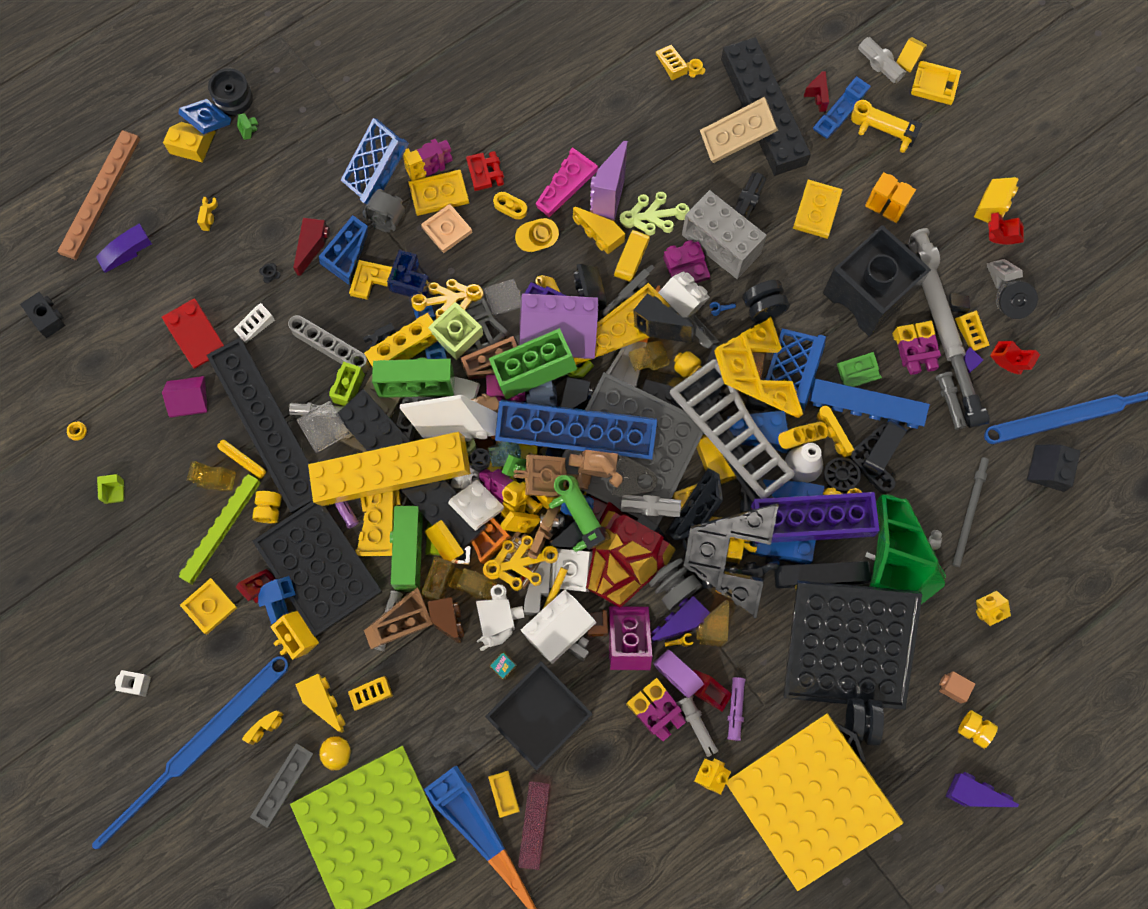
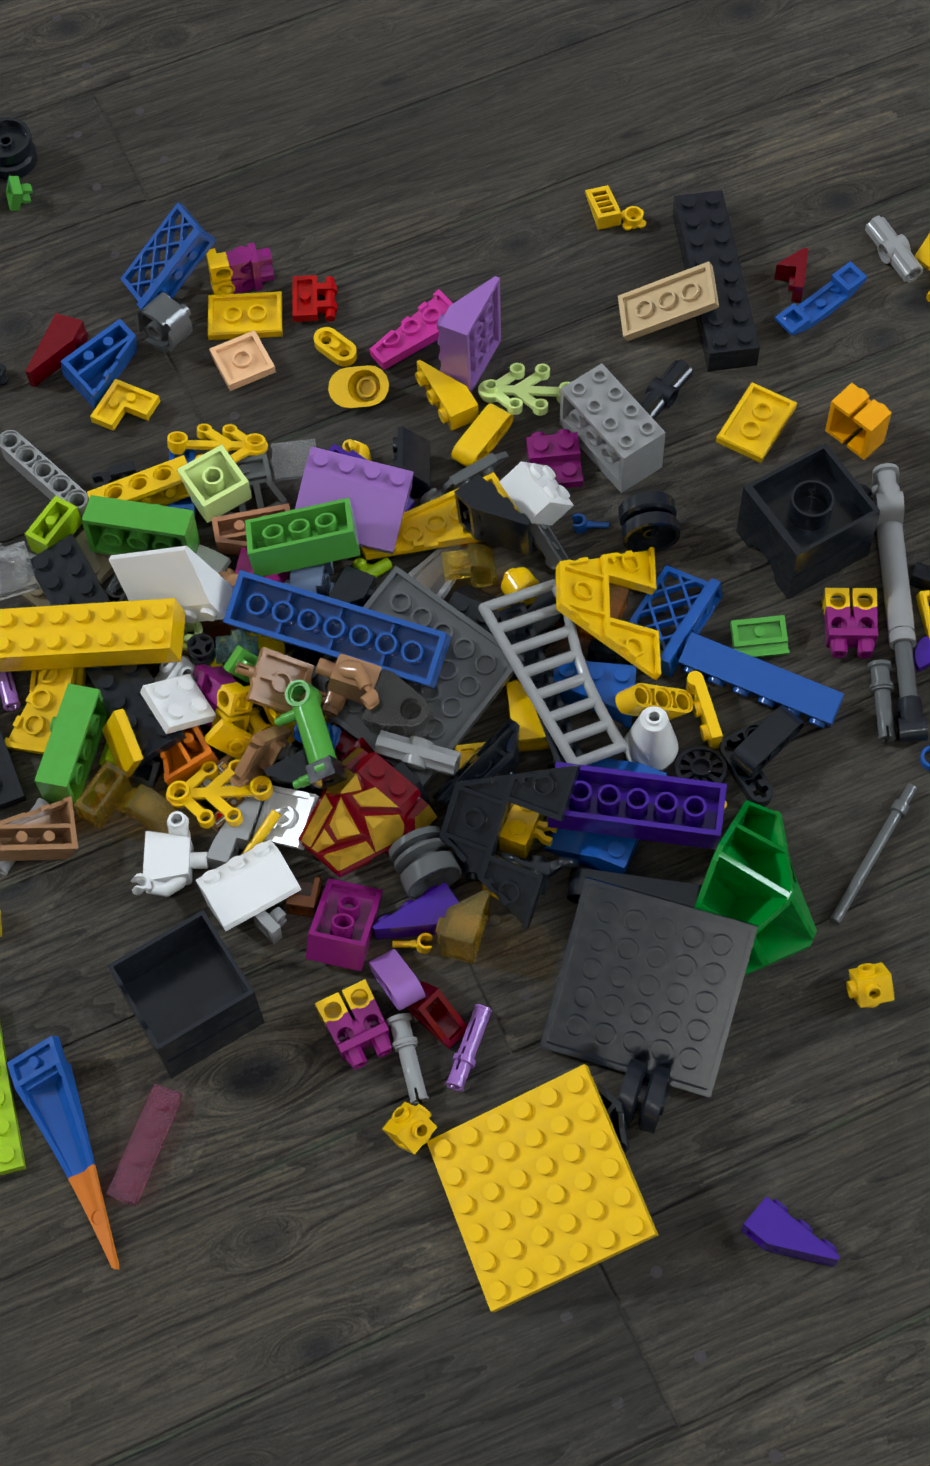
camera: 15 degrees right, 10 degrees down
(404, 278) = (169, 407): clear blue brick -> none
(444, 617) = (100, 844): reddish brown slope -> none
(502, 665) = (159, 922): teal tile -> none
(504, 794) = (114, 1093): yellow plate -> none
(885, 122) = (852, 314): yellow piece -> none
(935, 539) = (809, 882): light grey arm -> none
(956, 687) = (791, 1081): nougat brick -> none
(974, 727) = (807, 1144): yellow wheel -> none

